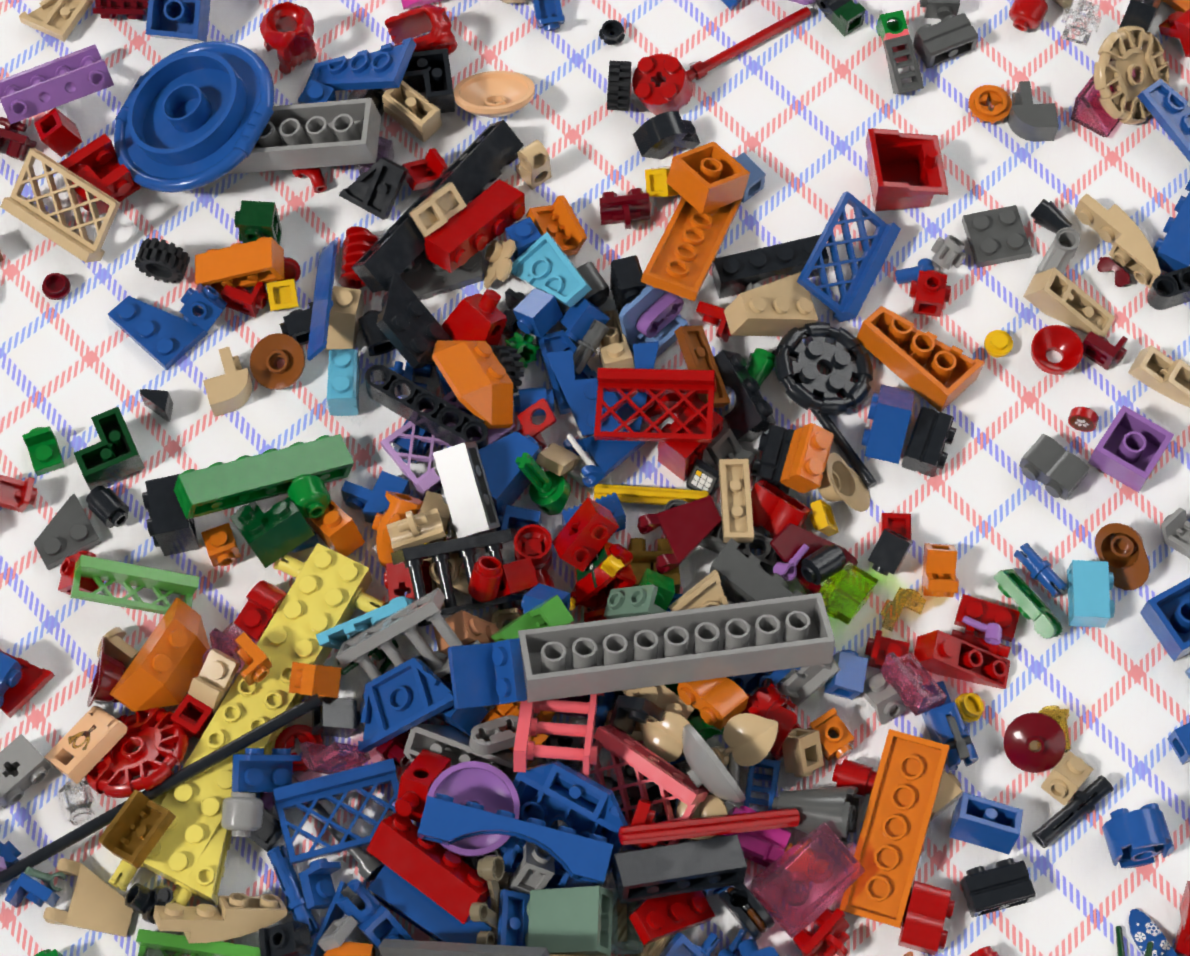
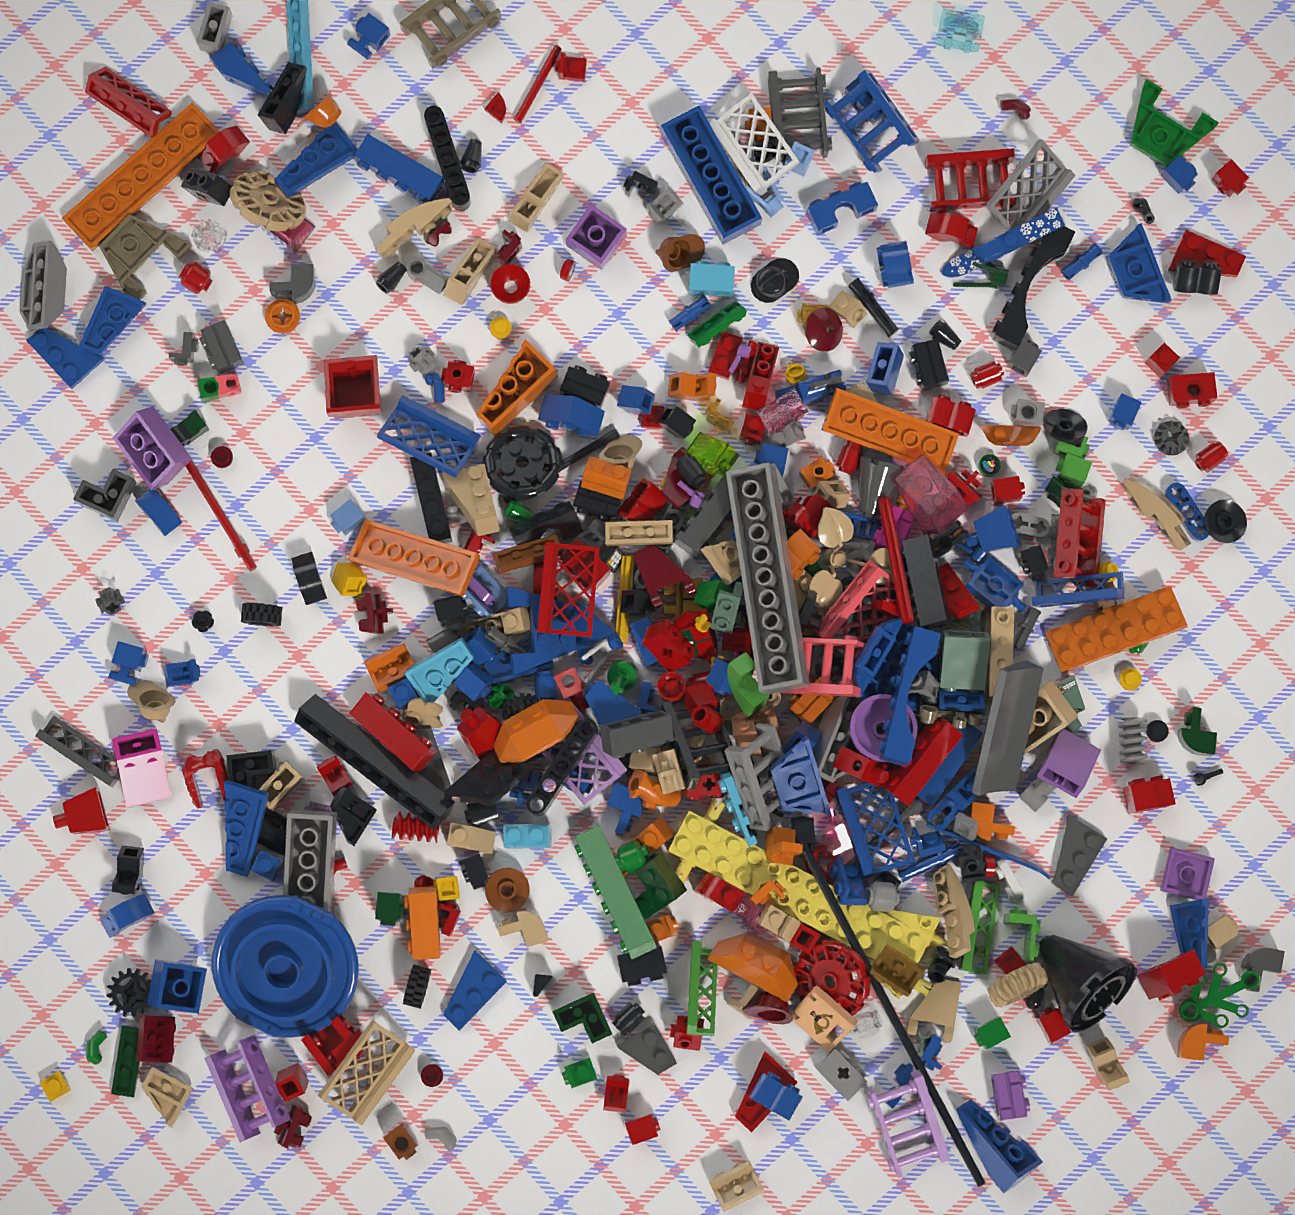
camera: 95 degrees left, 15 degrees up
(202, 306) = (460, 951): blue brick -> none
(290, 32) = (219, 893): red piece -> none
(322, 300) = (458, 852): blue piece -> none
(437, 209) = (385, 761): tan slope -> none
(487, 674) = (788, 714): blue bracket -> none
(494, 93) = (256, 717): light nougat dish -> none
(496, 733) = (819, 714): light grey beam -> none
(532, 162) = (333, 686): tan leg -> none
(558, 459) = (600, 667): tan tile -> none
(643, 500) = (636, 602): none -> black brick
(662, 83) = (254, 569): red brick -> none
(708, 177) = (358, 543): orange brick -> none
(708, 768) = (857, 559): light grey dish -> none
(811, 46) = (222, 457): none -> dark red plate
(823, 518) = (647, 469): yellow plate -> none
(914, 73) = (262, 380): dark grey slope -> none
(915, 500) = (635, 400): none -> blue brick
(996, 236) = (404, 321): dark grey plate -> none
(1043, 911) = (945, 335): none -> black cone
(1053, 467) = (607, 296): dark grey brick -> none
(1098, 682) = (774, 280): none -> black piece

